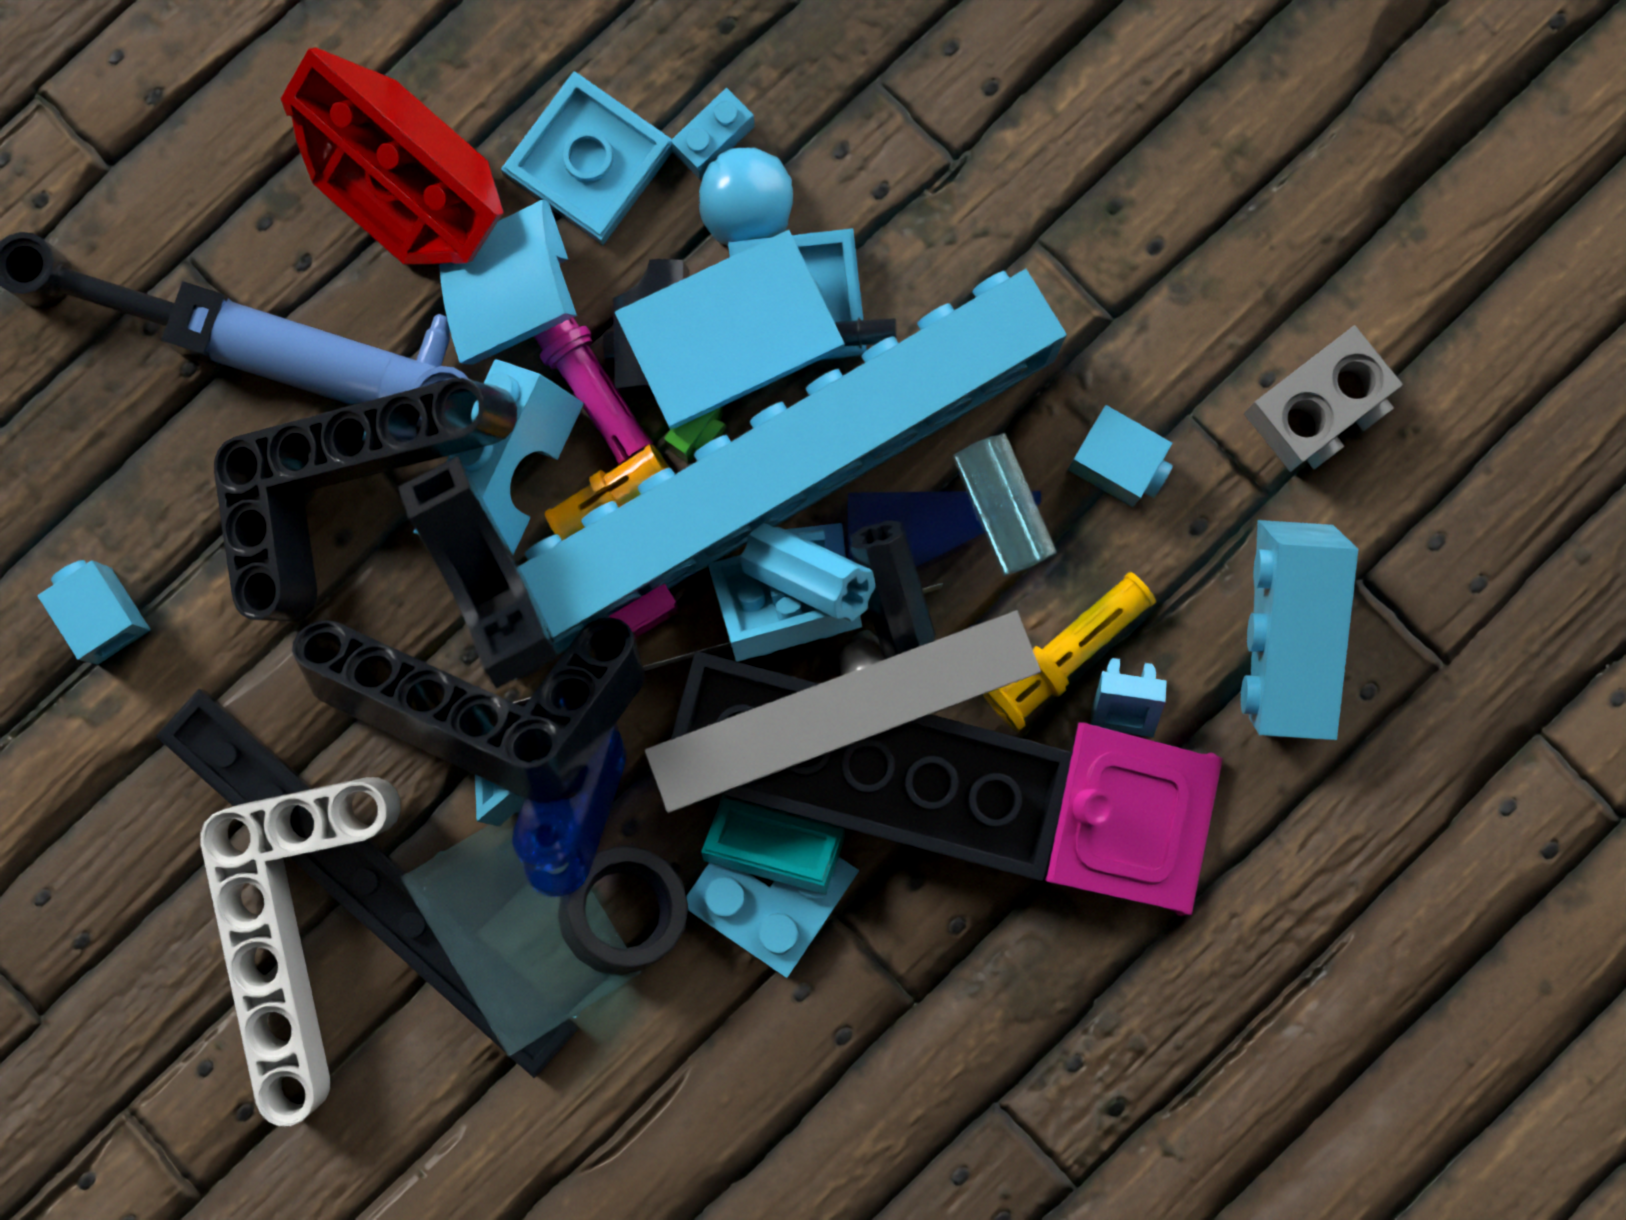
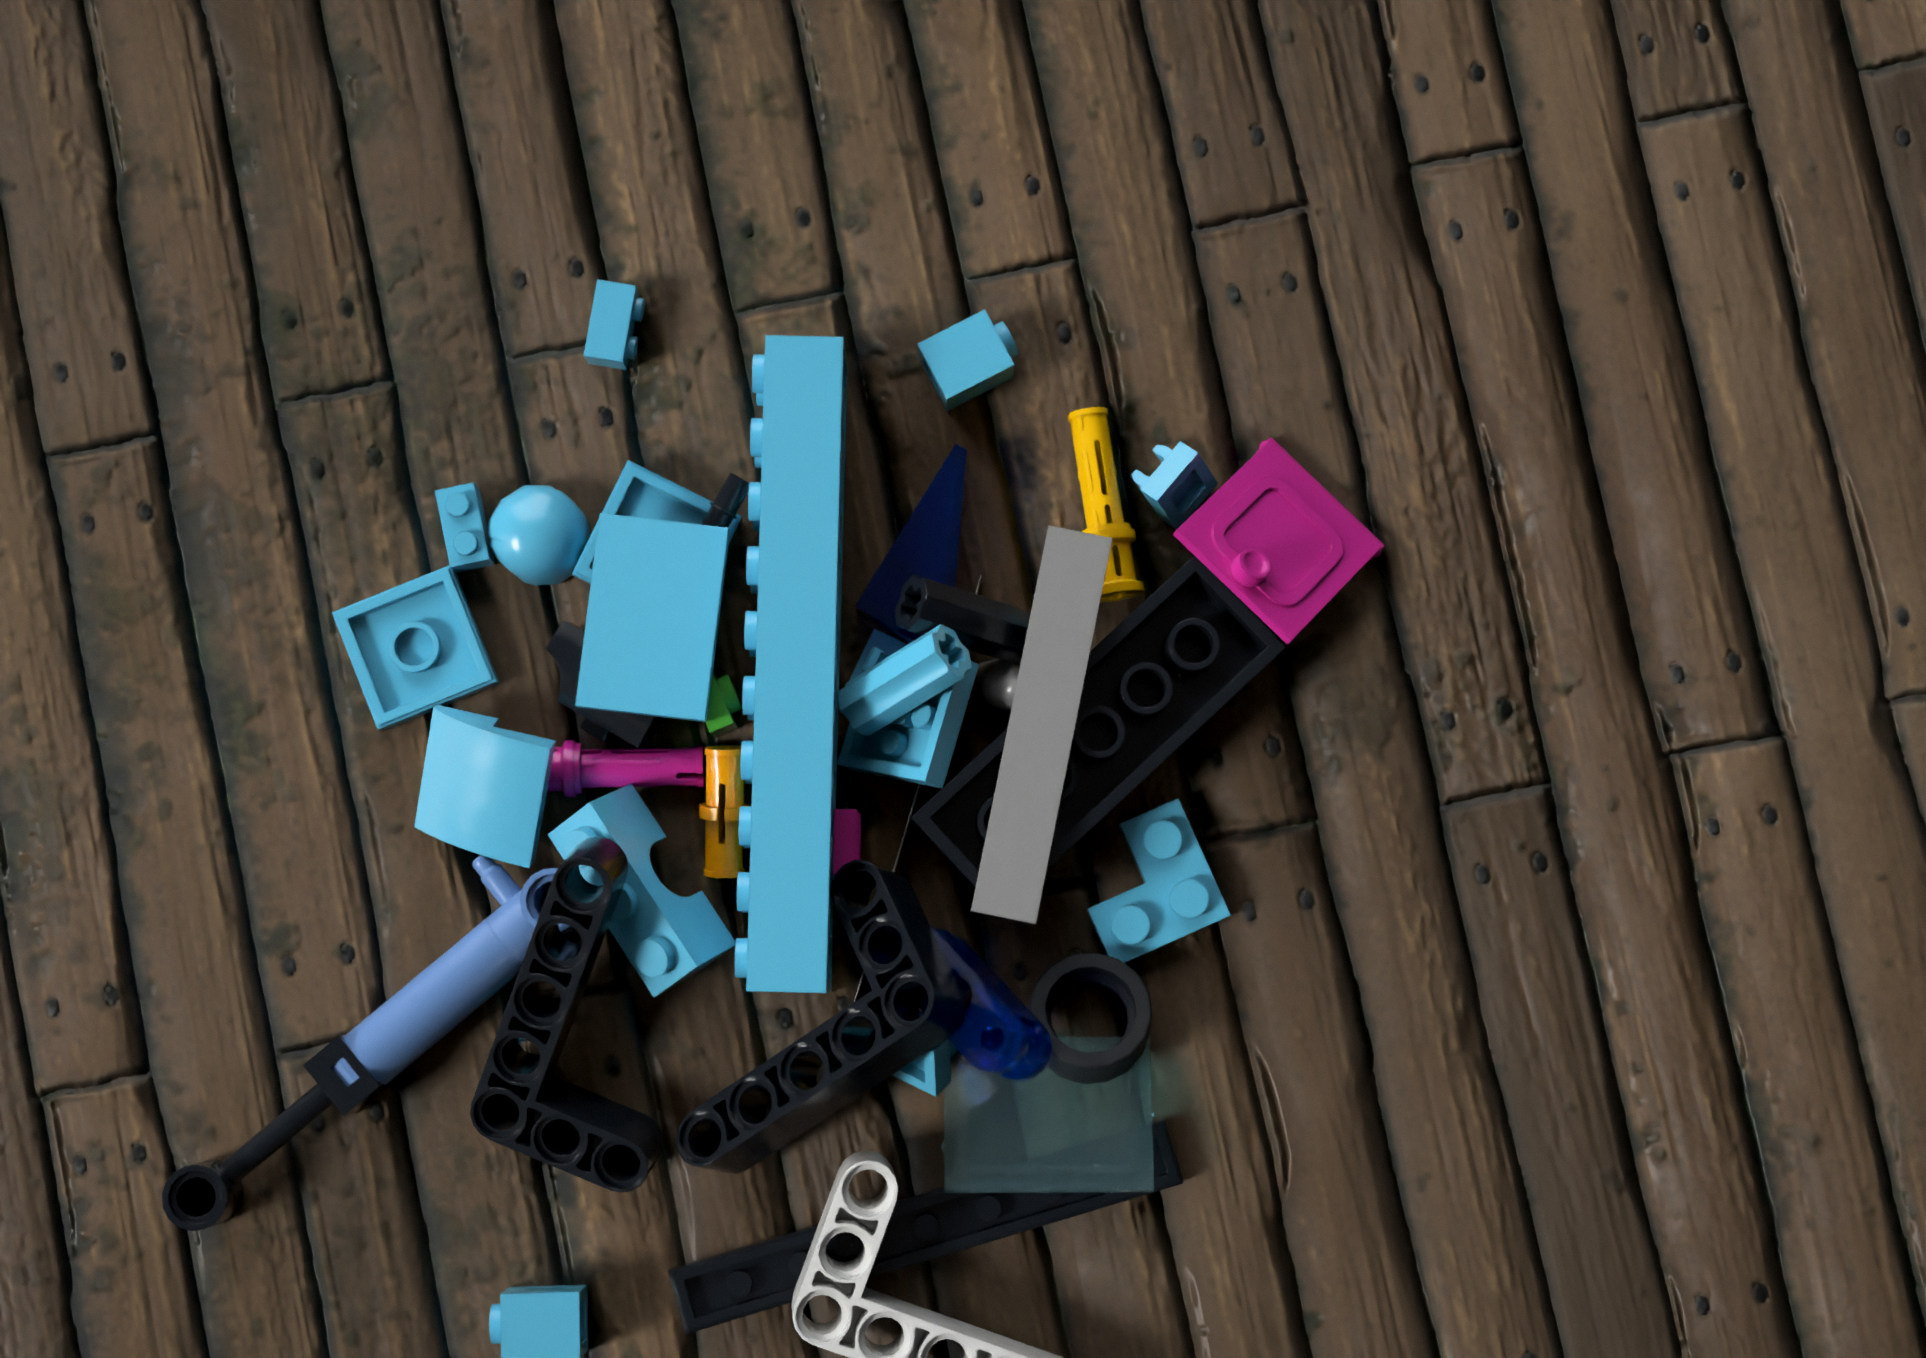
camera: 65 degrees left, 0 degrees up
(390, 162) = (314, 819): red wedge -> none
(479, 572) = (739, 953): black arch -> none
(773, 844) = (1112, 855): teal tile -> none
(960, 146) = (612, 324): none -> medium azure piece
(1004, 504) = (950, 480): clear light blue axle -> none
(1299, 629) = (1204, 304): medium azure wedge -> none
(1317, 392) = (1015, 163): light grey brick -> none

